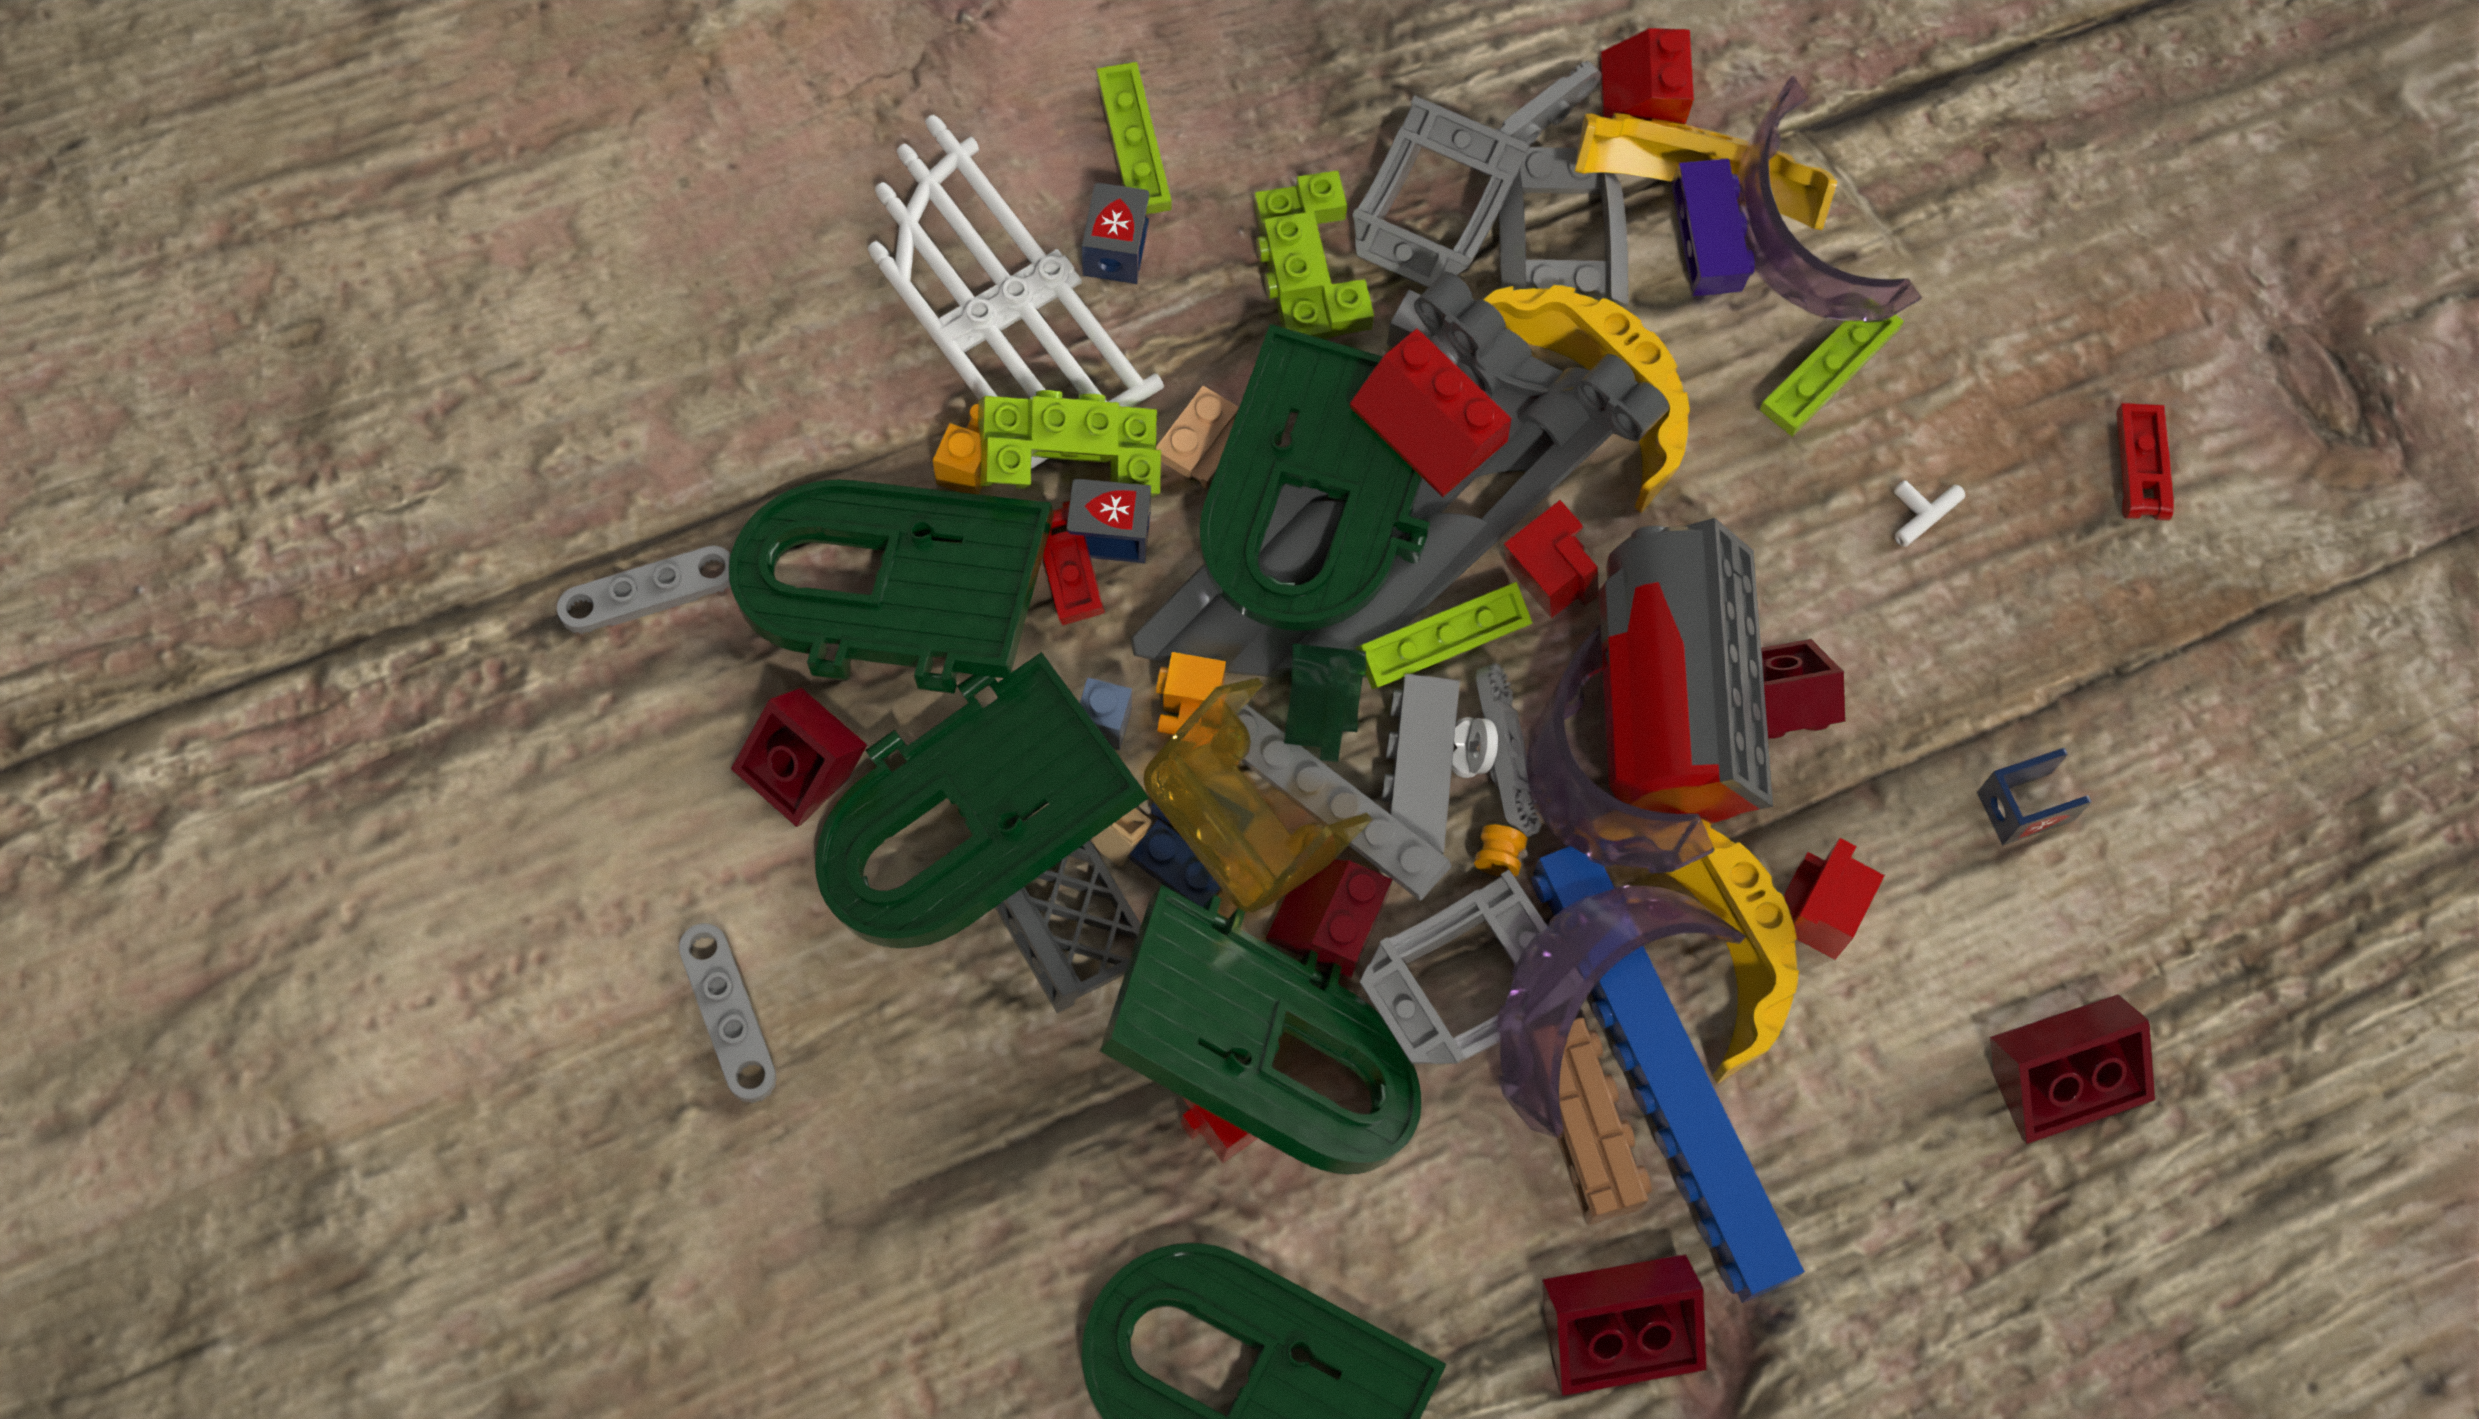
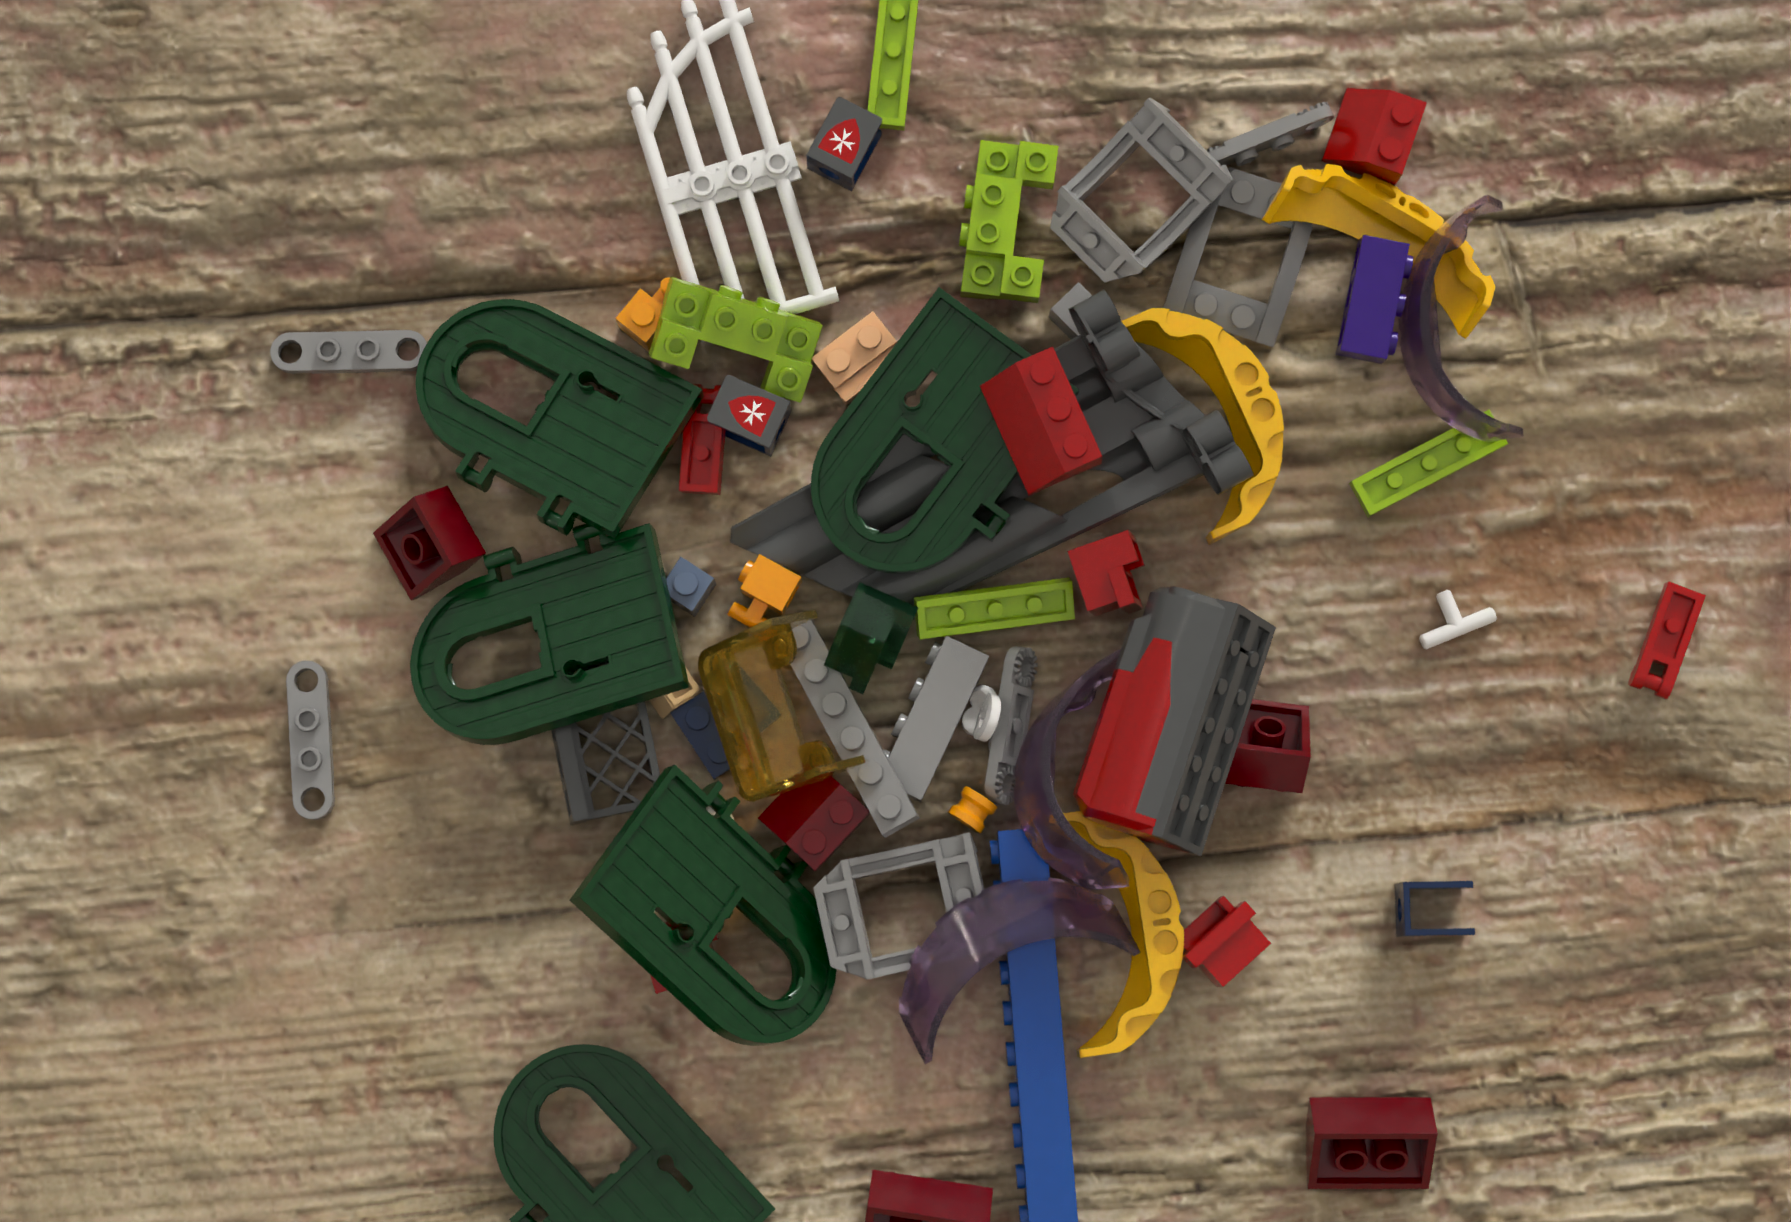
camera: 20 degrees right, 15 degrees up
(1593, 1136) = (958, 1066): medium nougat brick -> none

